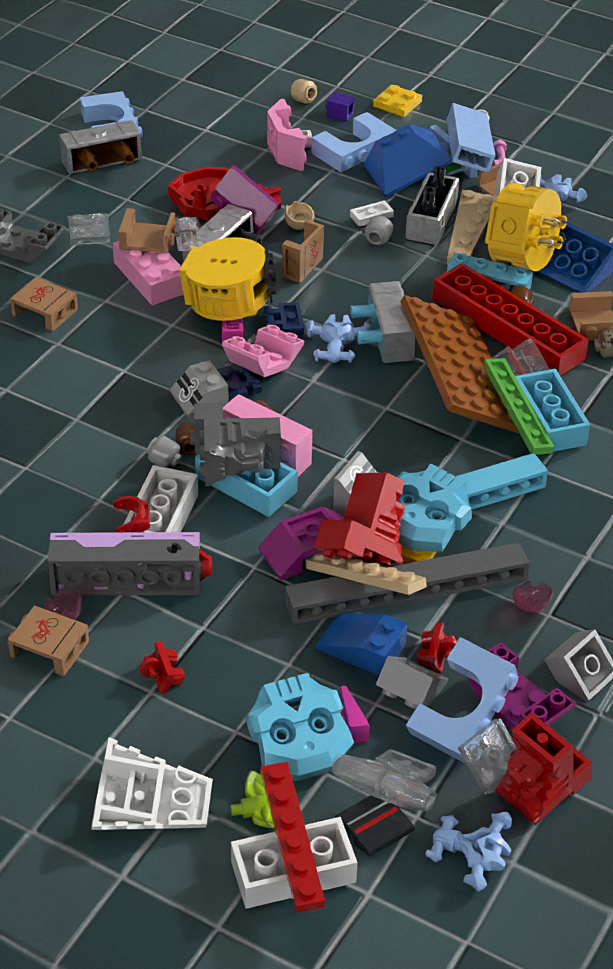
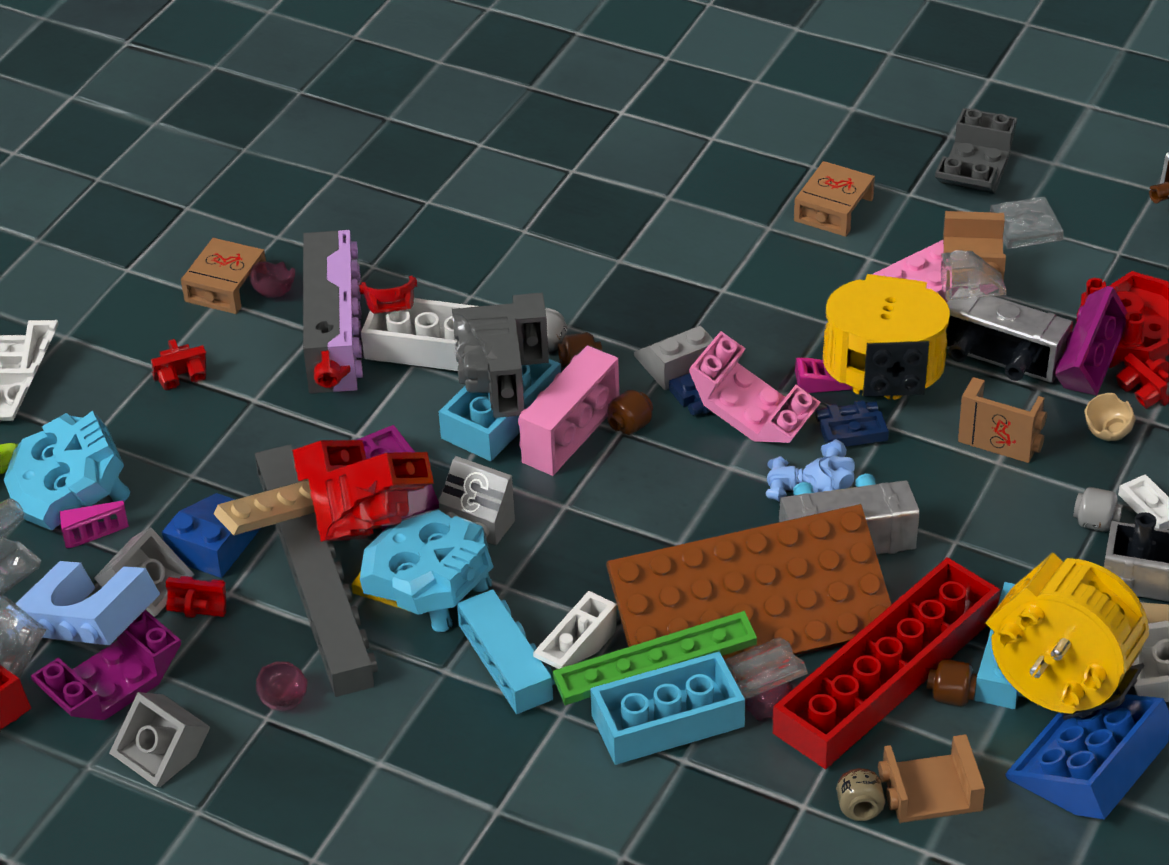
camera: 90 degrees right, 0 degrees up
(489, 443) = (580, 632): none -> white slope

